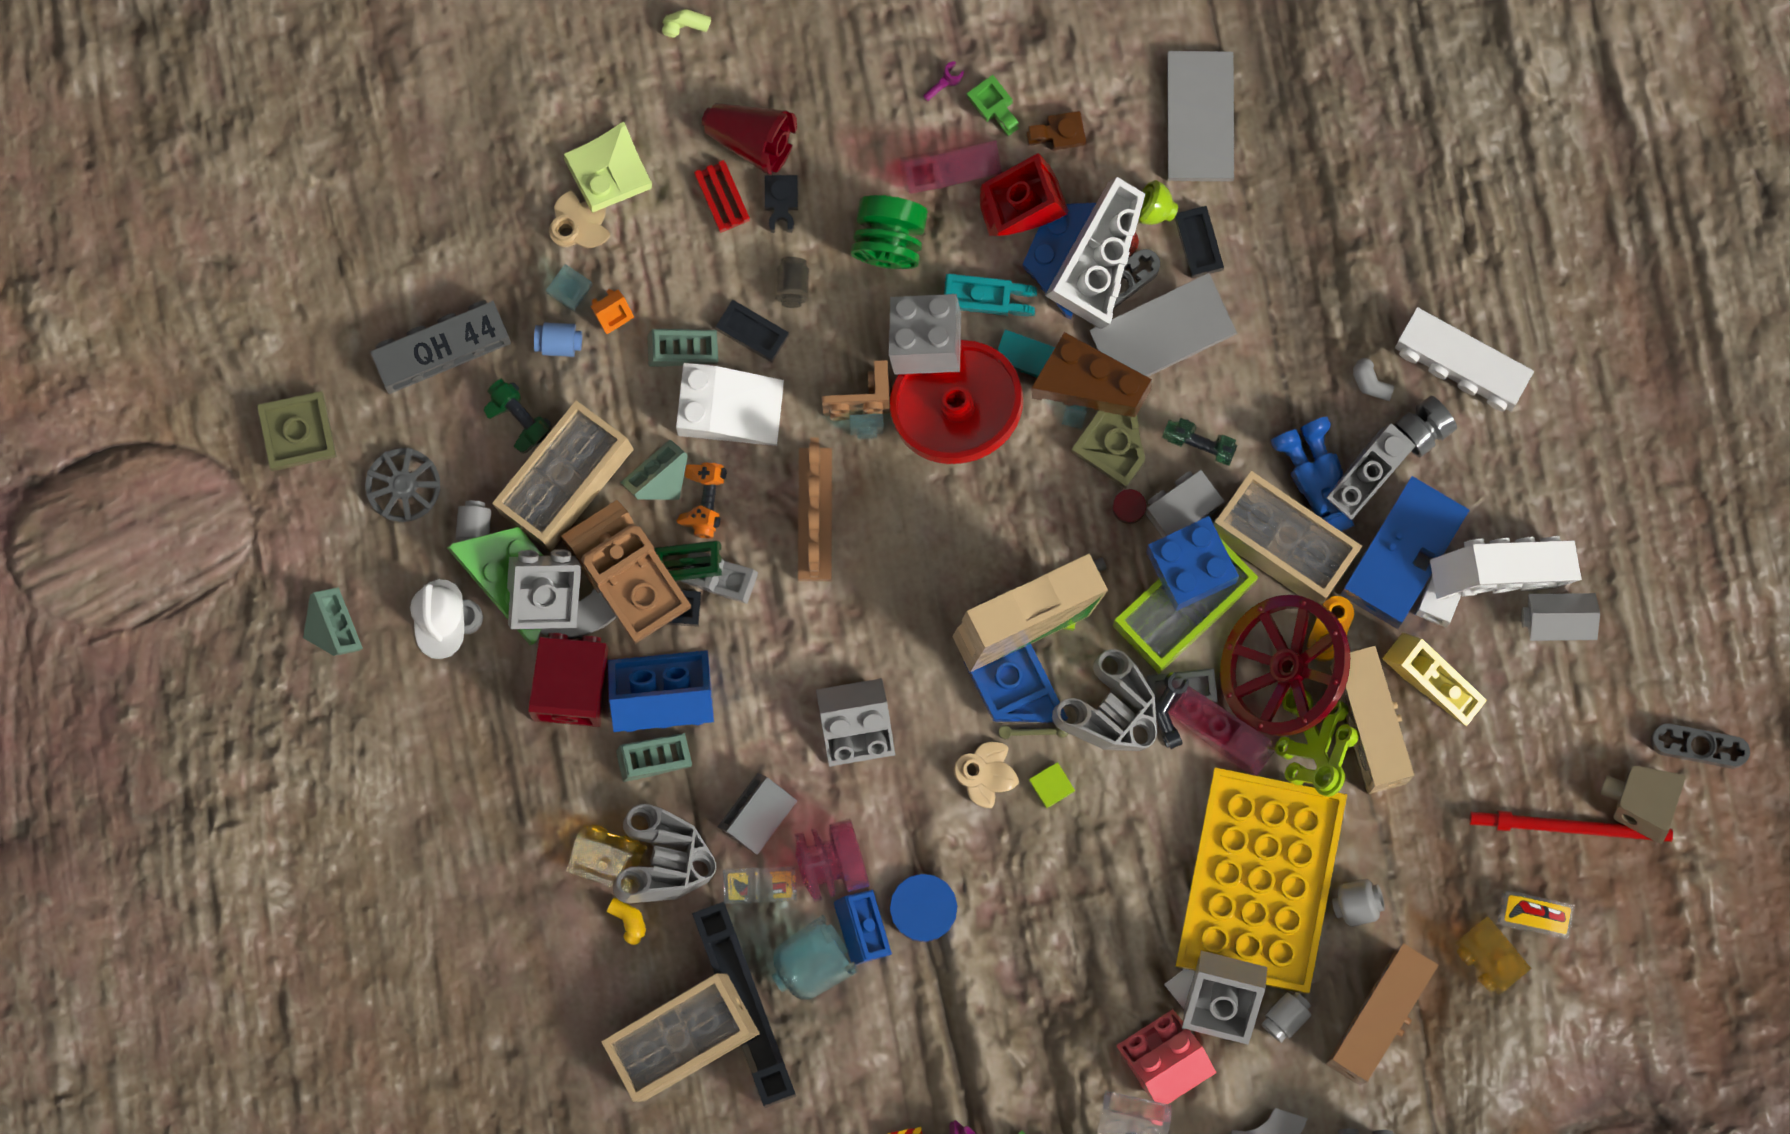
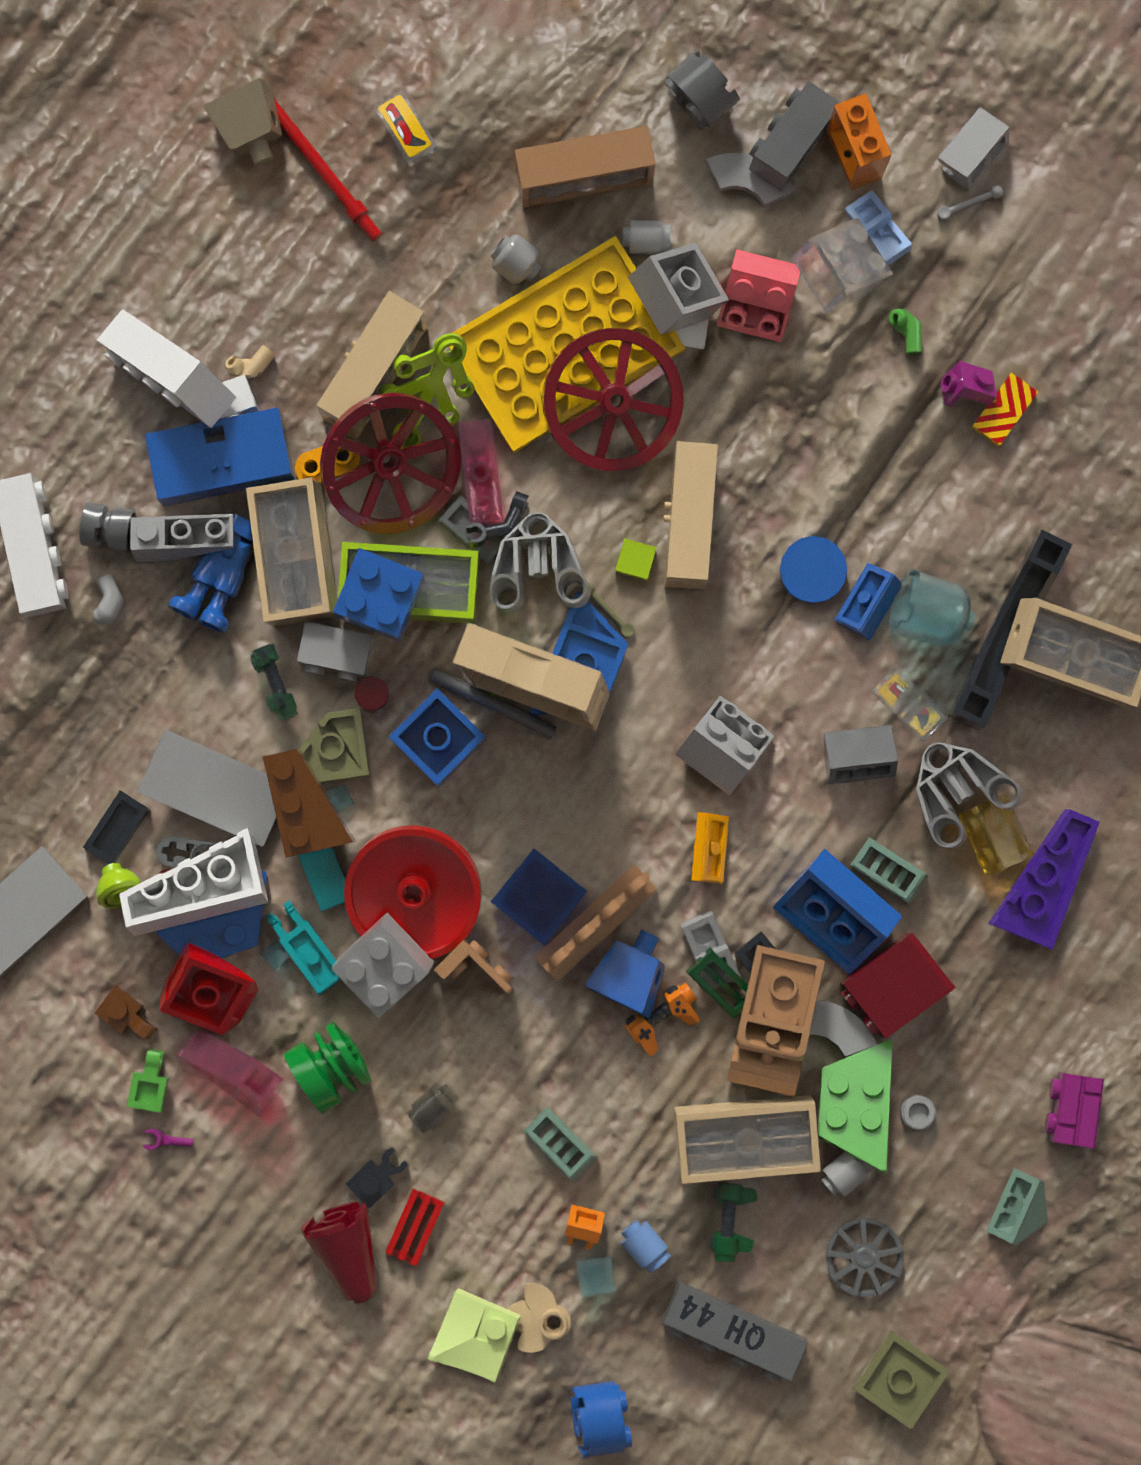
camera: 135 degrees left, 5 degrees up
(361, 728) = (1074, 1109): none -> magenta brick
(438, 618) = (939, 1131): white piece -> none
(471, 197) = (599, 1419): none -> blue brick
(536, 856) = (1045, 887): none -> dark purple wing
(543, 590) = (849, 1068): light grey plate -> none
(632, 920) = (1024, 771): yellow arm -> none
(659, 475) = (676, 1069): sand green slope -> none
(684, 18) = (299, 1390): yellowish green arm -> none
(729, 405) = (573, 1065): white slope -> none
(752, 331) = (498, 1103): black tile -> none
(754, 500) = (630, 974): none -> blue torso
(791, 642) = (710, 848): none -> light orange plate
(831, 860) = (847, 663): clear pink wheel -> none
(866, 425) = (493, 945): clear light blue plate -> none
(870, 487) = (539, 896): none -> clear blue brick
(990, 775) = (669, 611): tan plate -> none
(1004, 270) = (275, 954): none -> clear light blue piece
(1045, 848) = (690, 515): none -> tan brick
(1052, 520) = (437, 737): none -> blue brick
(1191, 879) = (603, 398): none -> dark red wheel
(1434, 677) = (296, 353): light yellow slope -> none
(1455, 635) = (250, 367): none -> tan arm
(1492, 956) = (464, 133): clear yellow bracket -> none
(1561, 616) = (163, 299): light grey brick -> none
(1677, 732) = (166, 134): dark grey beam -> none

